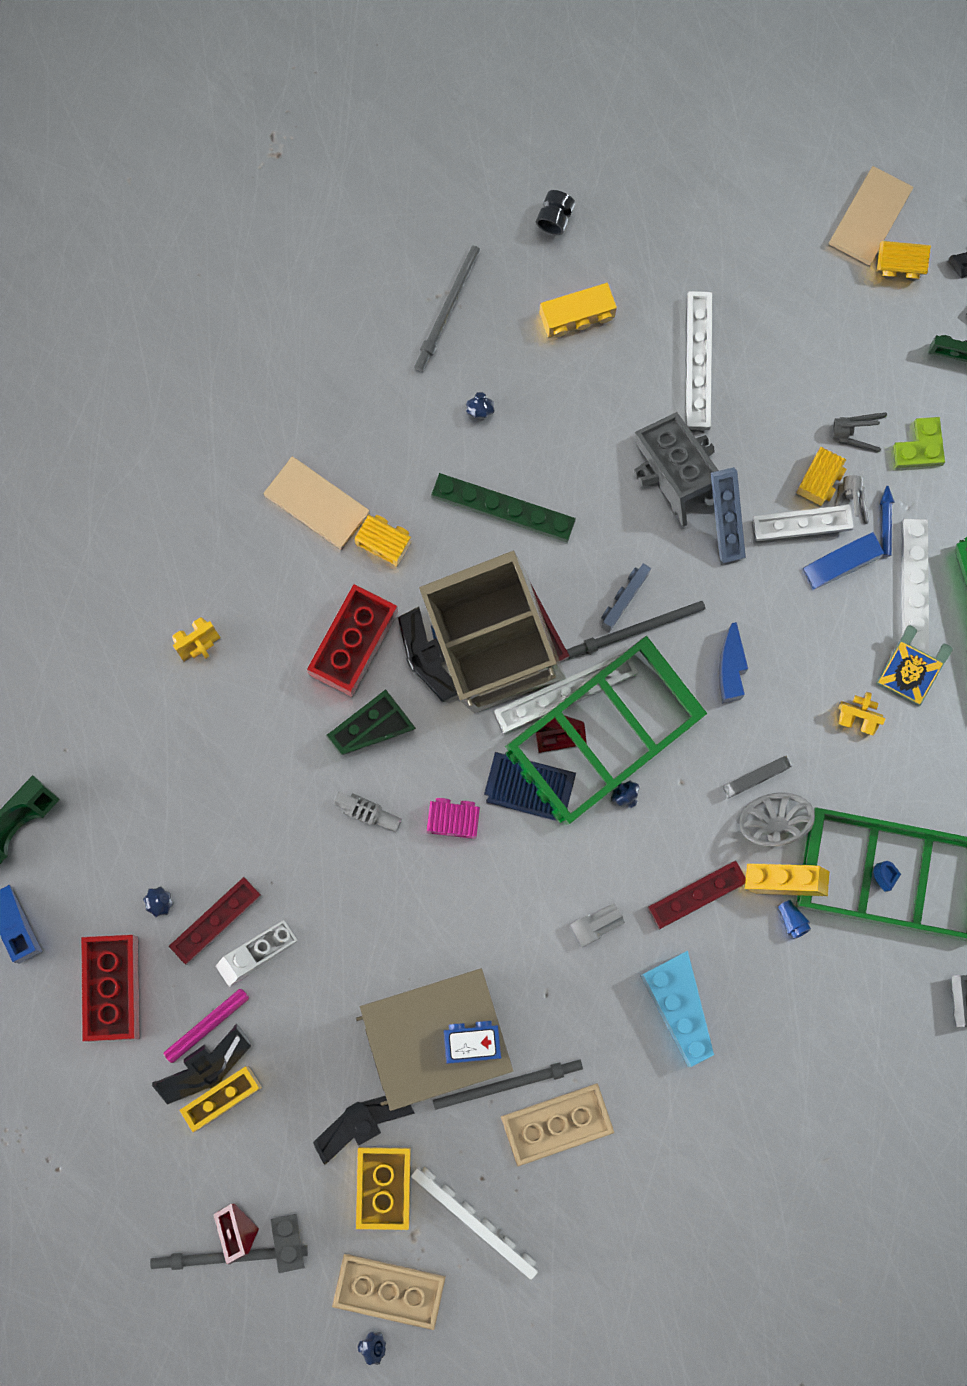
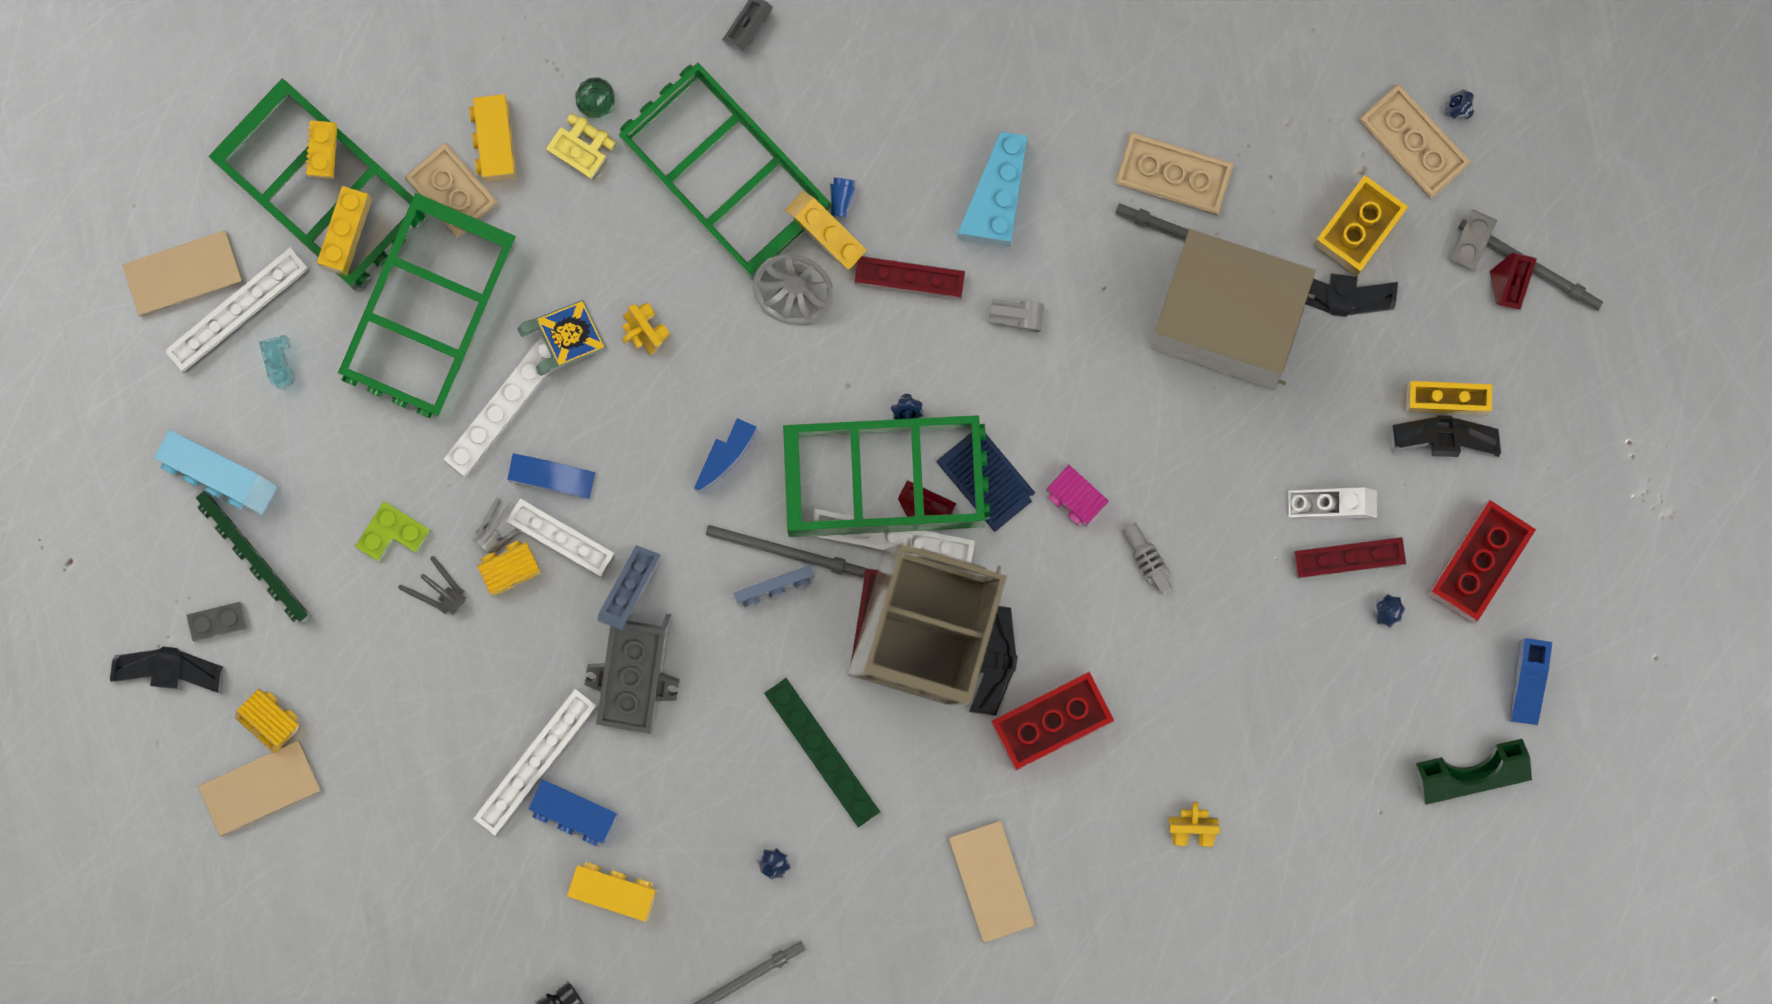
camera: 140 degrees left, 5 degrees up
(206, 1025) = (1419, 472): dark pink axle -> none
(370, 725) = (1091, 632): dark green wedge -> none
(383, 539) = (956, 799): yellow brick -> none
(472, 1043) = (1209, 273): brick -> none
(482, 1228) = (1305, 155): white plate -> none
(646, 344) = (572, 813): none -> blue brick
(757, 776) = (778, 340): dark grey beam -> none
(886, 875) = (732, 175): blue tile -> none
(887, 502) = (466, 503): blue piece -> none

